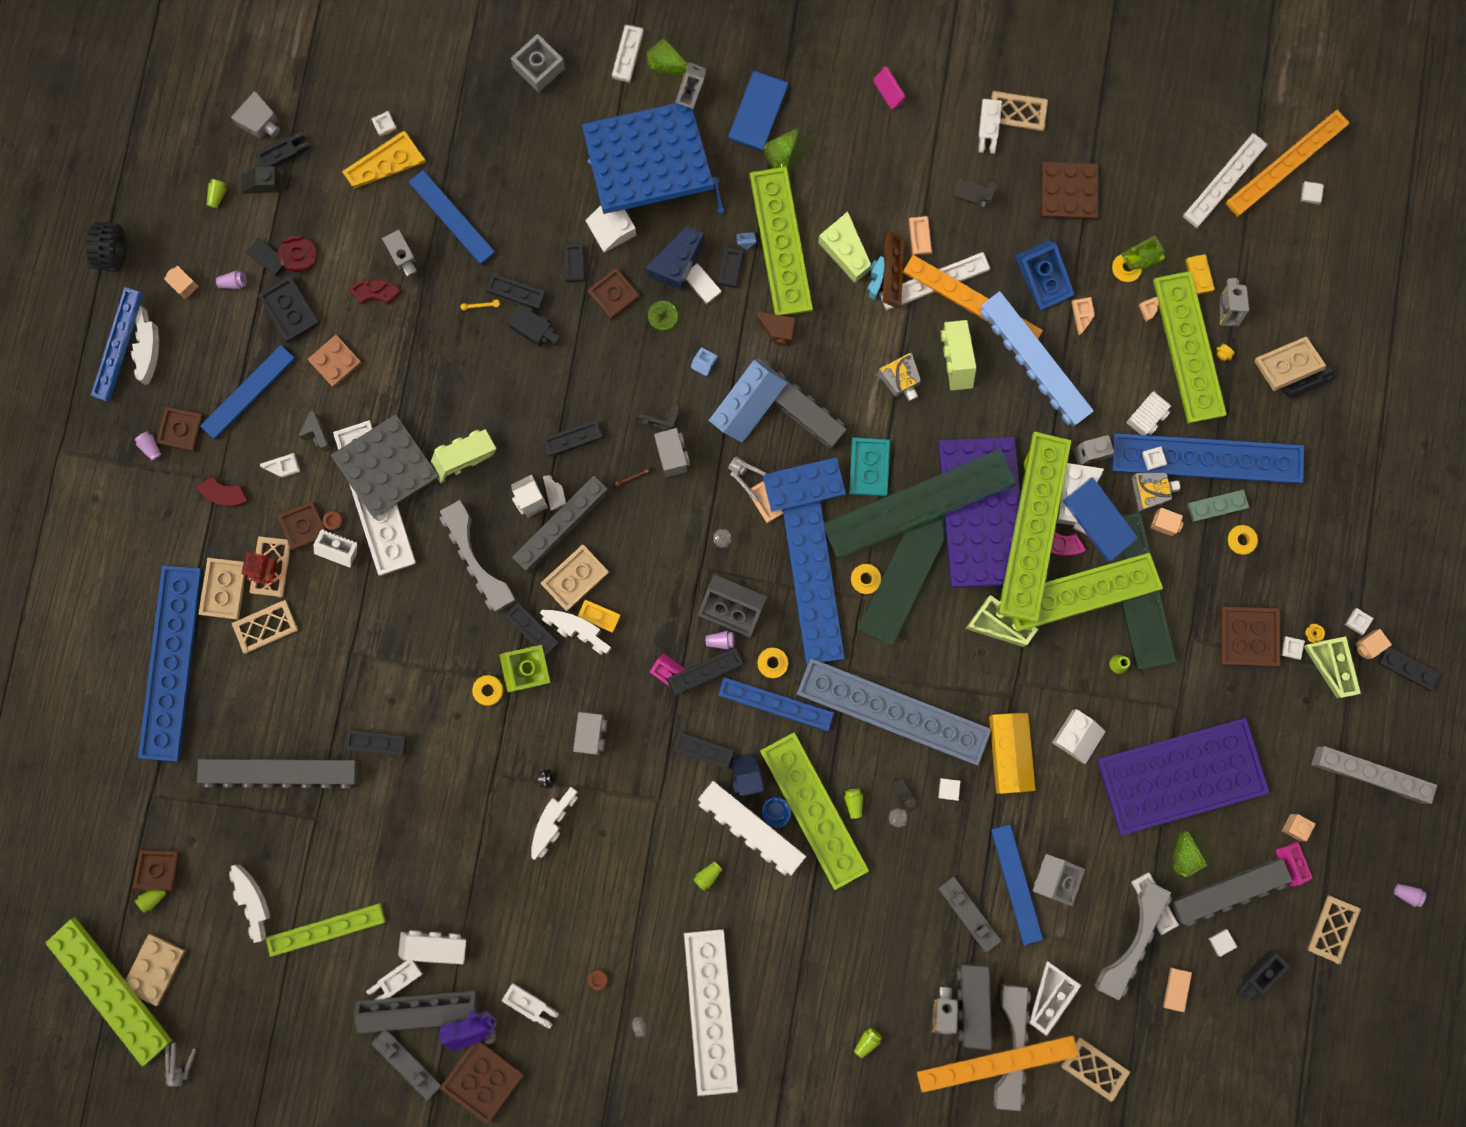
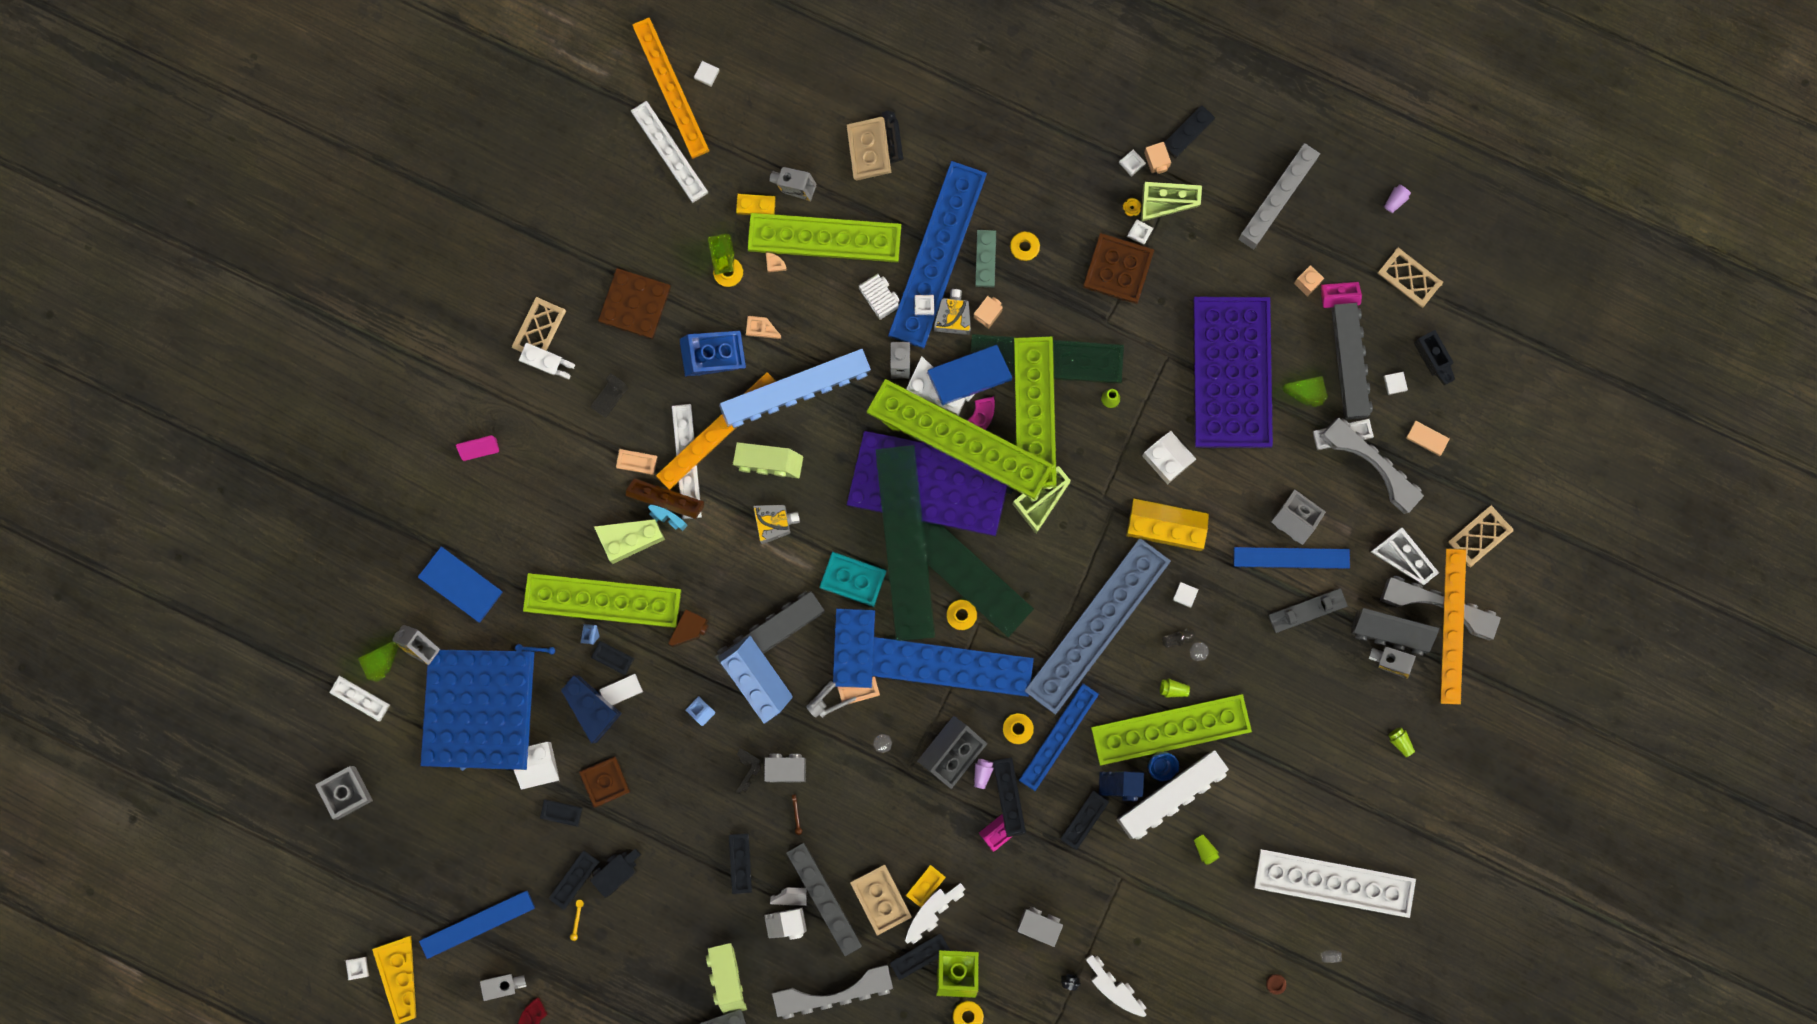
camera: 70 degrees left, 0 degrees up
(659, 307) = (632, 739): clear neon green gear -> none
(781, 149) = (509, 574): clear neon green slope -> none
(1225, 352) = (839, 206): yellow plate -> none

